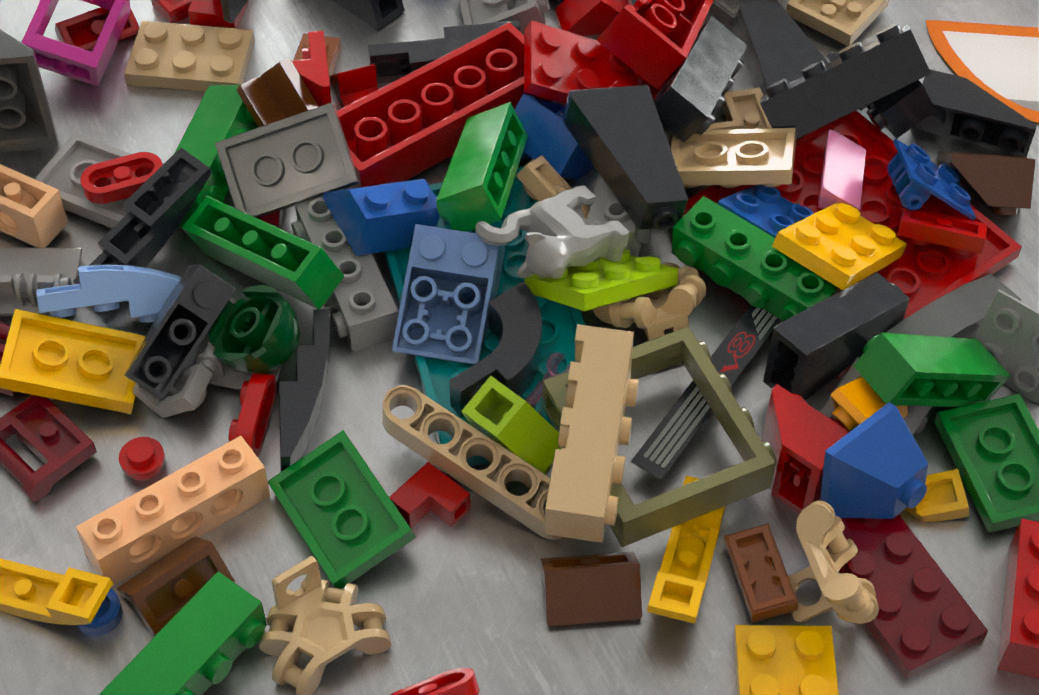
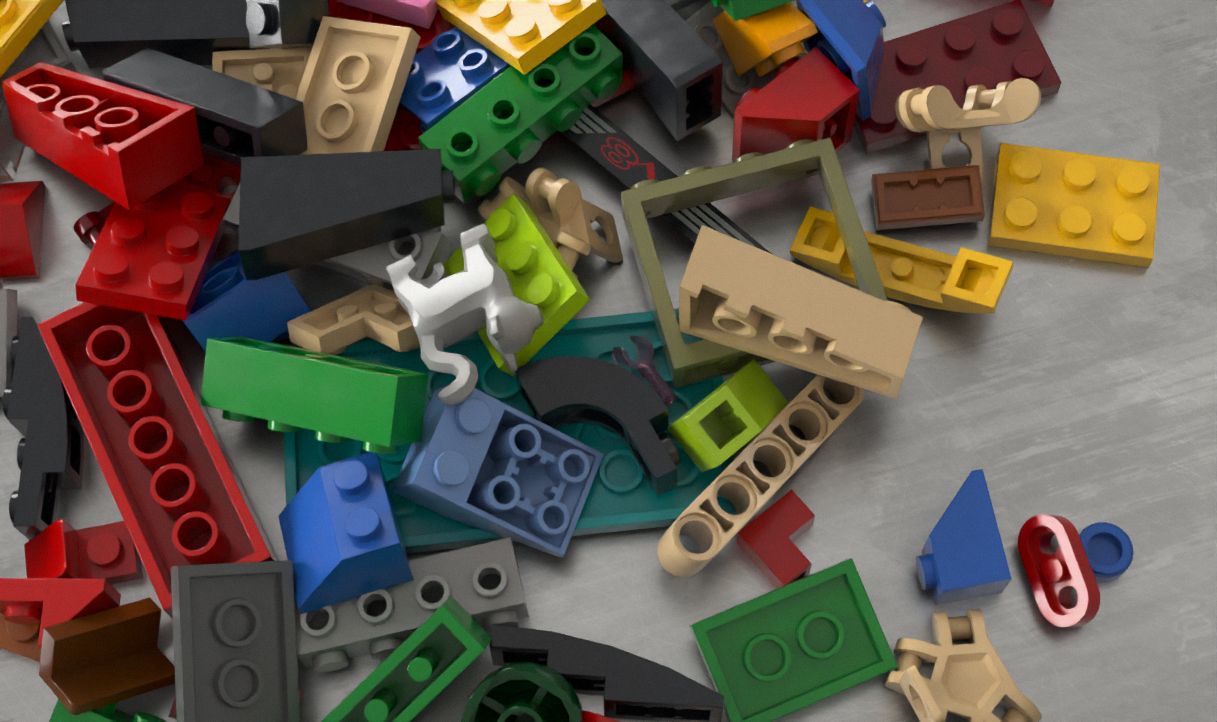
camera: 75 degrees left, 15 degrees up
(444, 624) = (965, 548): none -> blue slope
(592, 588) = (932, 383): reddish brown panel -> none

